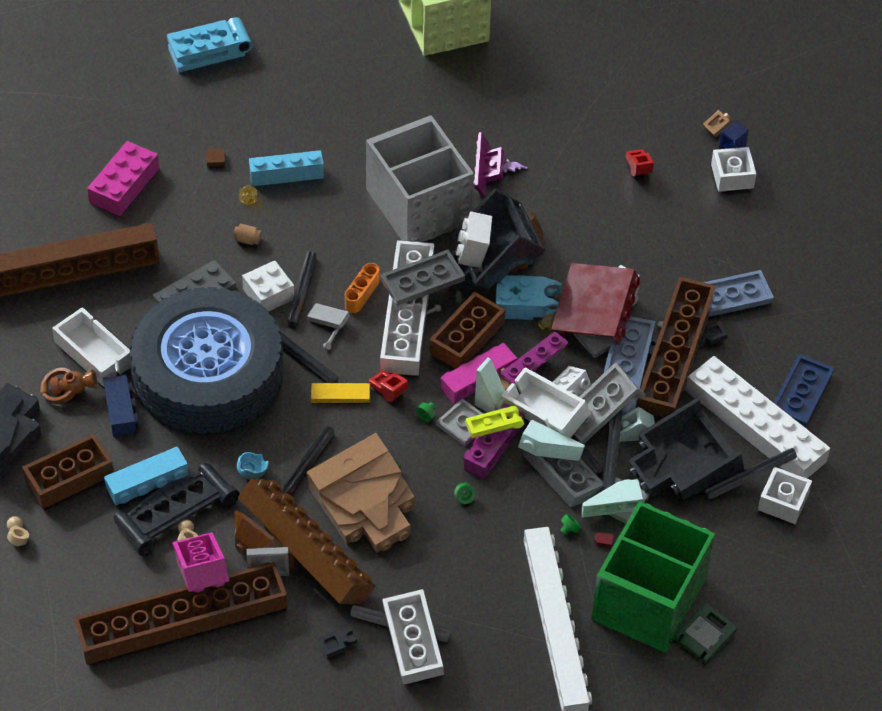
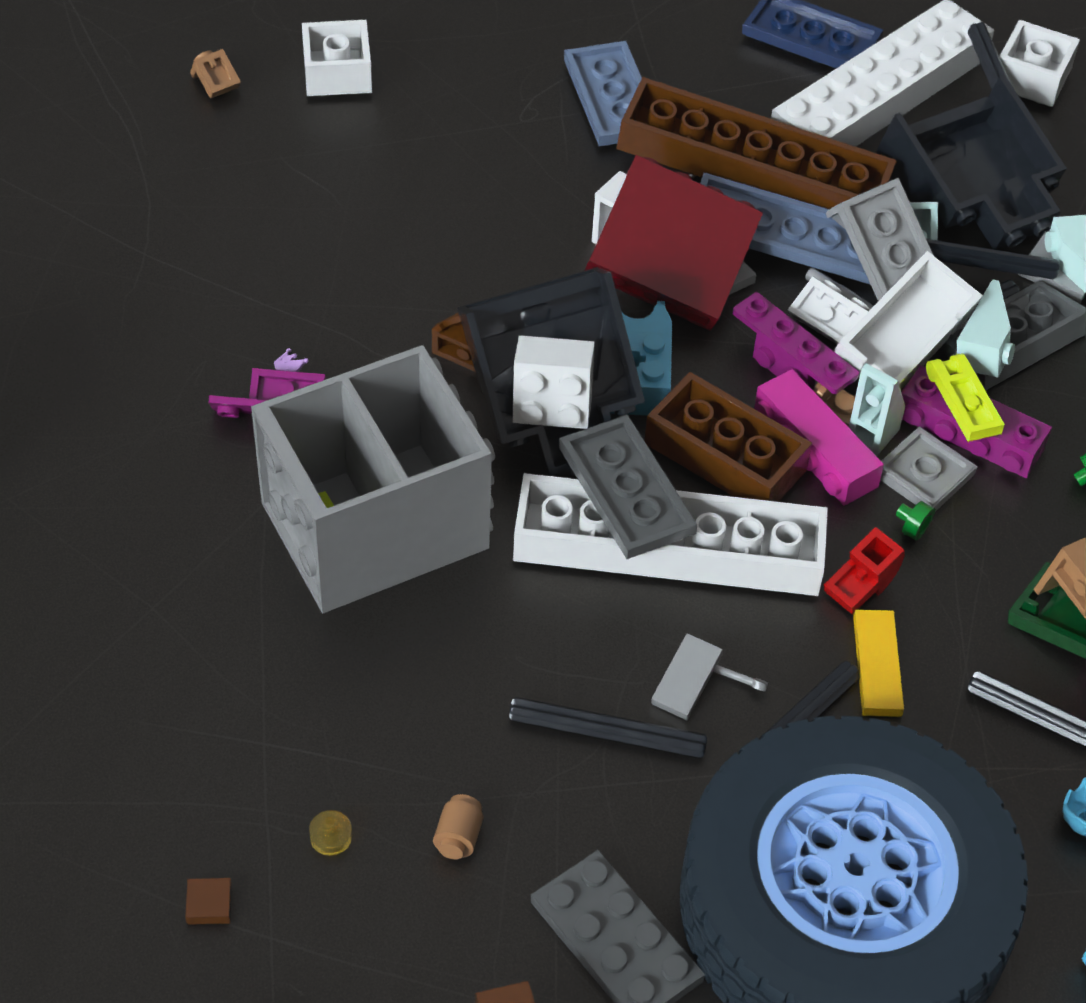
camera: 90 degrees left, 0 degrees up
(268, 286) = (617, 782): white brick -> none
(286, 168) = (269, 750): medium azure brick -> none
(362, 287) = (601, 601): orange beam -> none
(547, 321) = (687, 331): clear yellow tile -> none
(639, 162) = (312, 178): red brick -> none
(733, 136) = (278, 48): clear blue brick -> none

